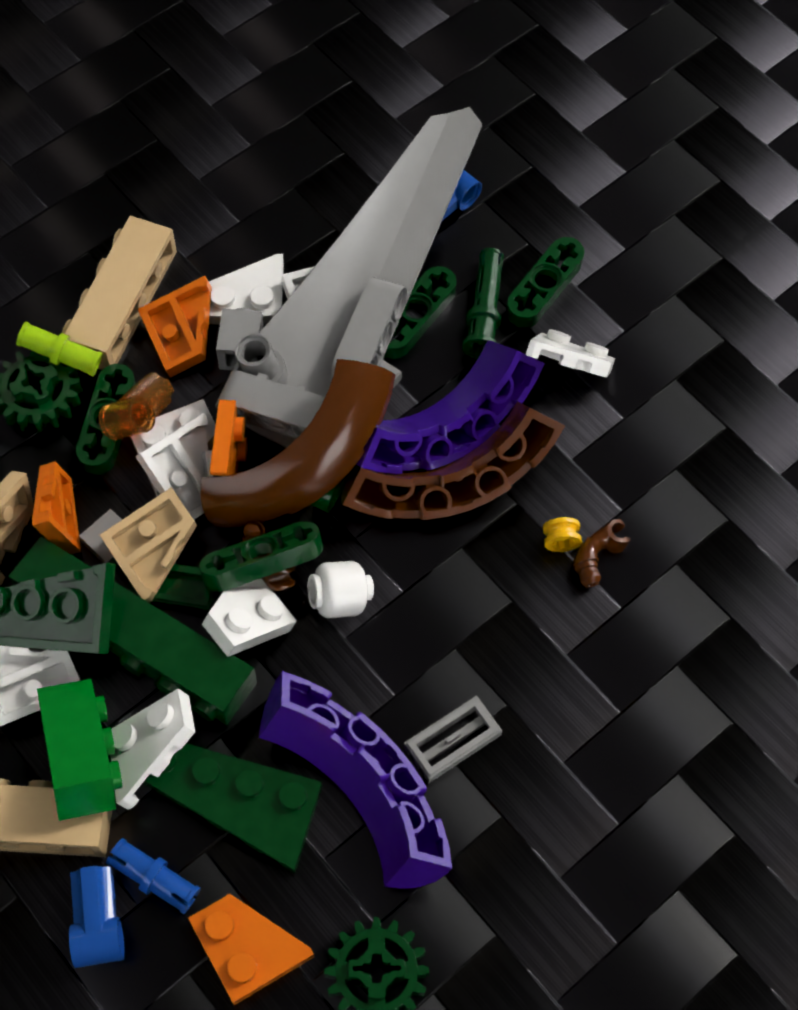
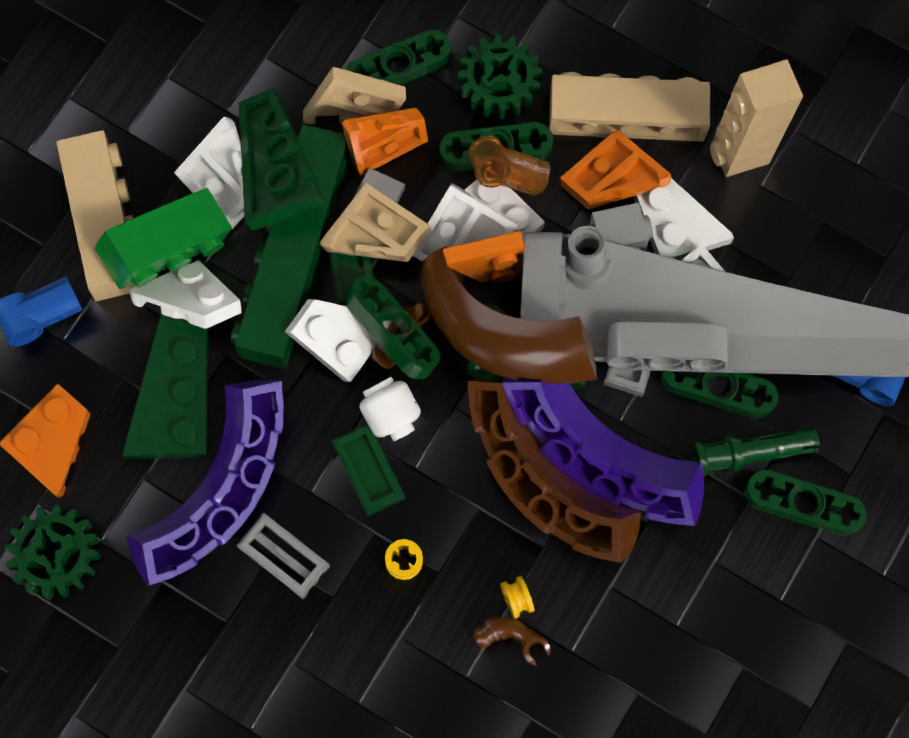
camera: 70 degrees right, 10 degrees up
(59, 348) = (538, 76): lime pin -> none
(153, 875) = (84, 343): blue pin -> none
(192, 176) = (756, 118): none -> tan brick
(391, 633) = (368, 470): none -> dark green tile
(485, 615) = (414, 552): none -> yellow bush
(557, 346) = (719, 548): white wing -> none

